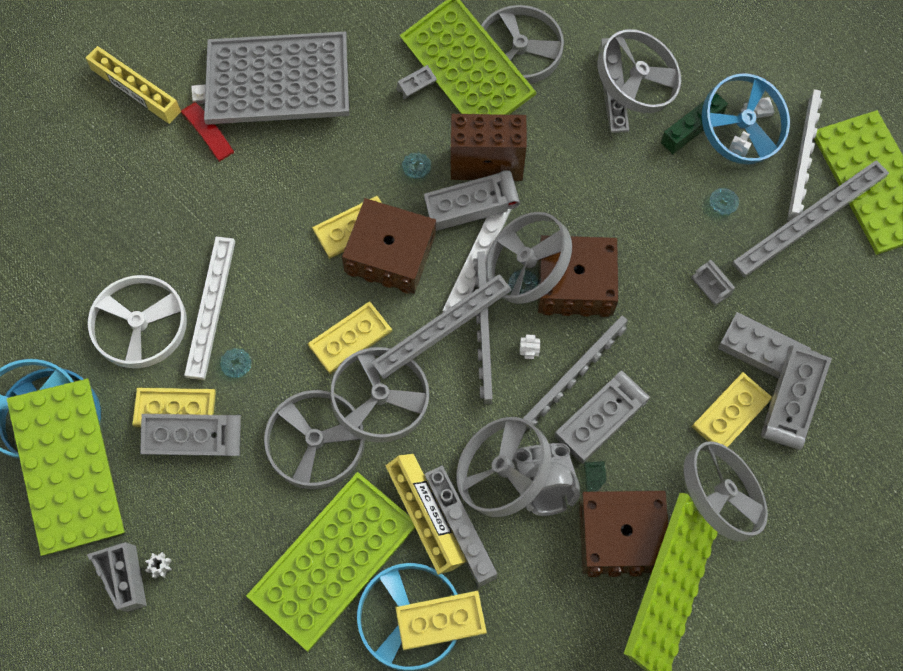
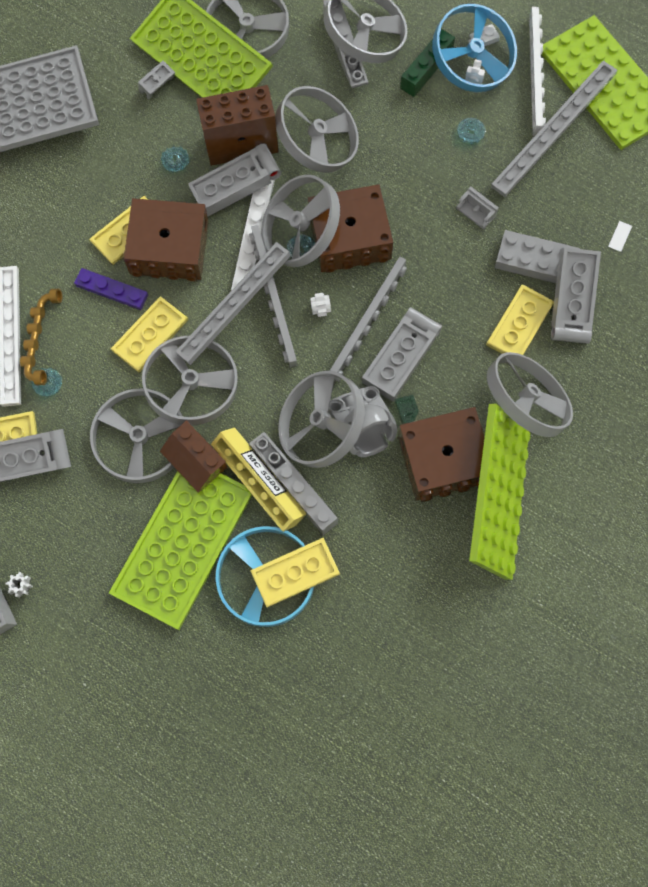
camera: 10 degrees left, 5 degrees up
(236, 306) = (34, 329): none -> pearl gold bar
(322, 282) = (111, 289): none -> dark purple plate
(364, 475) = (193, 456): none -> reddish brown slope
(591, 166) = (342, 123): none -> light grey piece
(856, 344) = (620, 236): none -> white sticker

